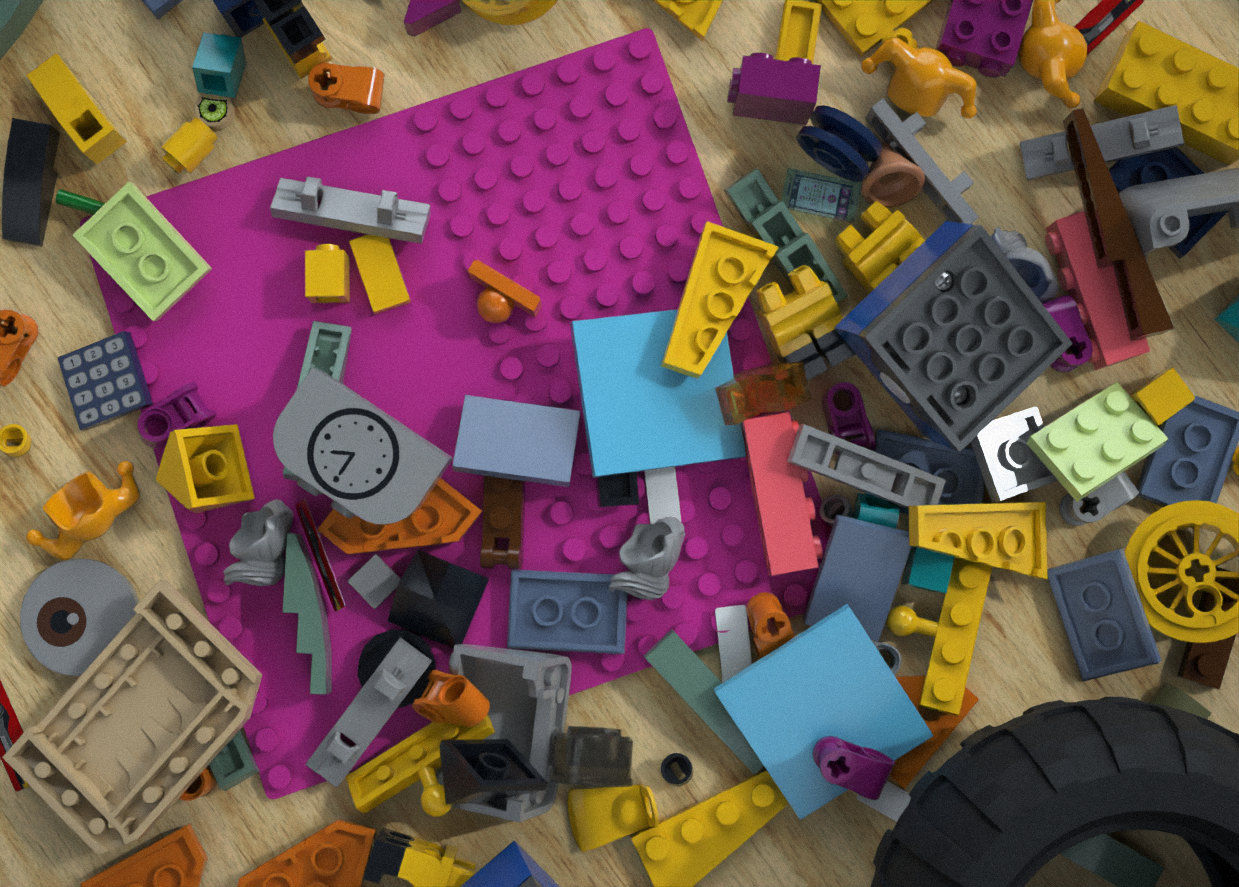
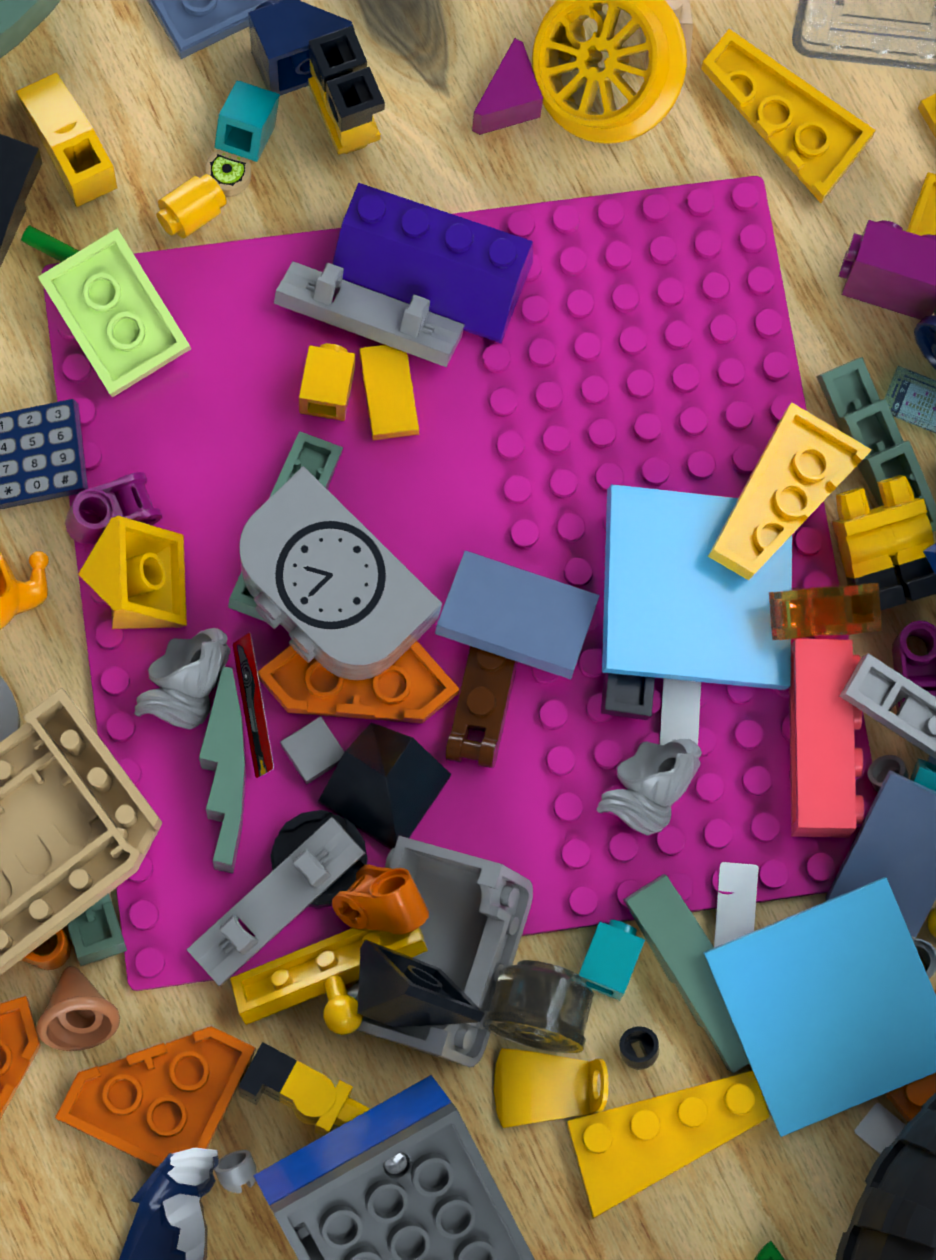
camera: 10 degrees right, 10 degrees down
(228, 830) = (77, 1015): none -> nougat hat
(352, 87) = (392, 170): orange piece -> none
(395, 154) = (421, 251): none -> dark purple slope
(501, 294) = (531, 441): orange tile -> none
(566, 612) = (540, 830): sand blue tile -> none
(642, 703) = (611, 958): none -> teal brick
(768, 623) = (784, 900): orange piece -> none
(857, 769) = (863, 1077): magenta piece -> none

